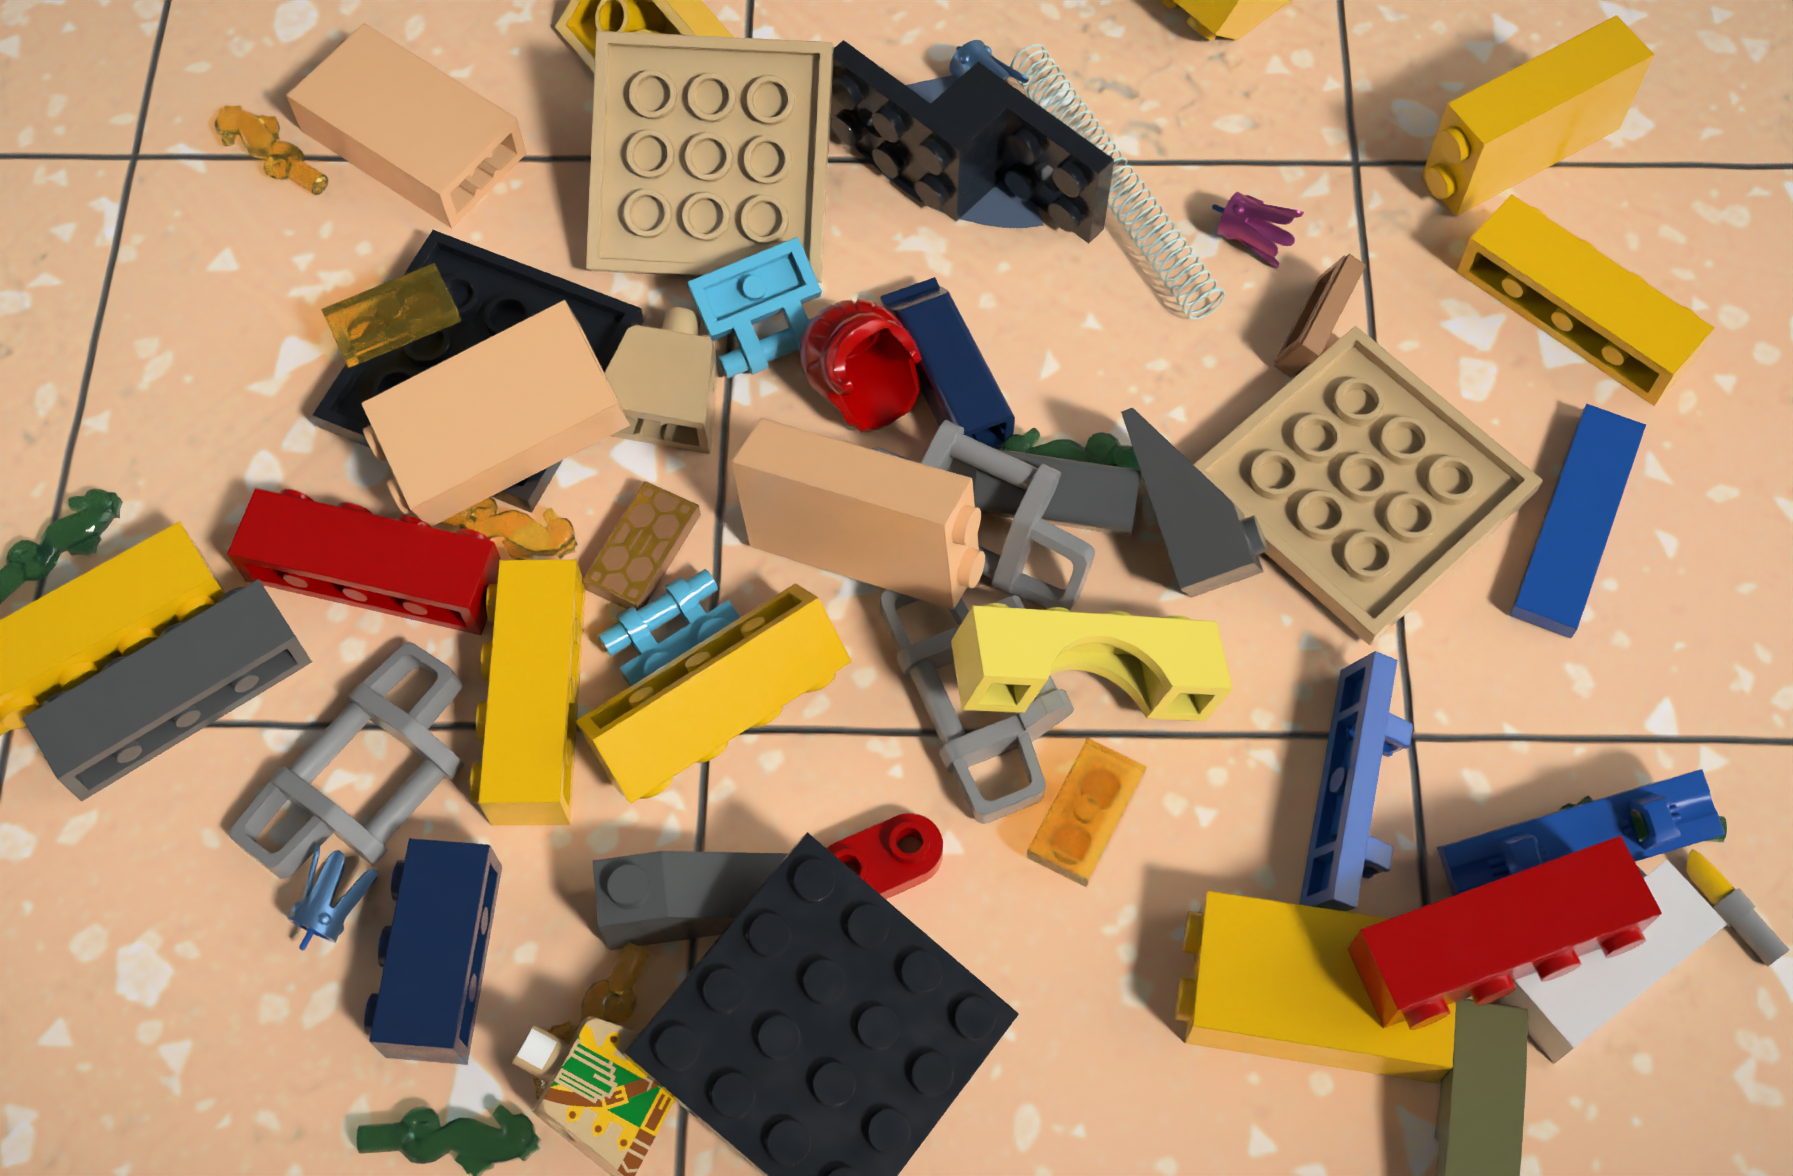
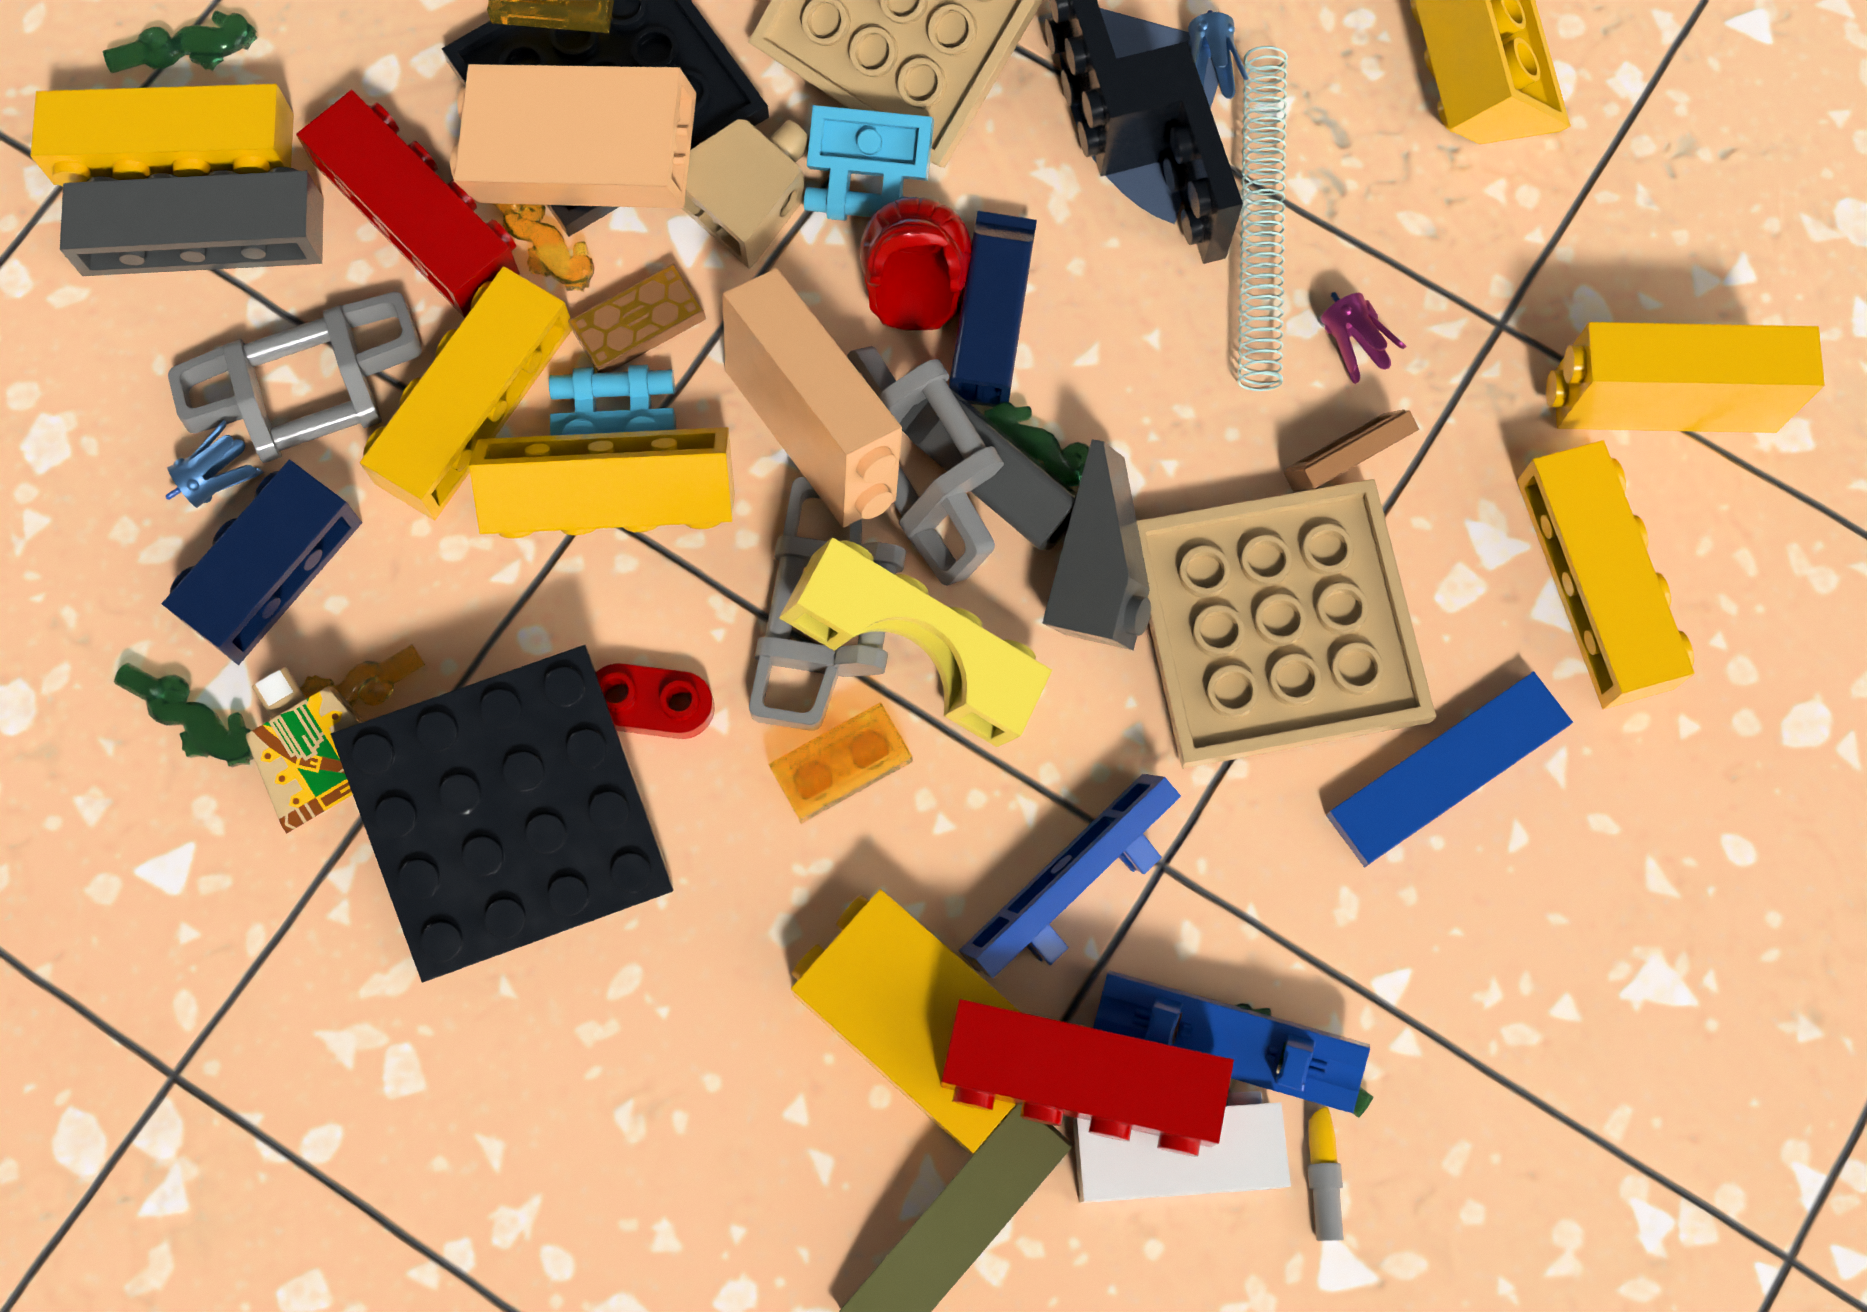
camera: 30 degrees right, 10 degrees up
(675, 893) = (466, 627): dark grey slope -> none

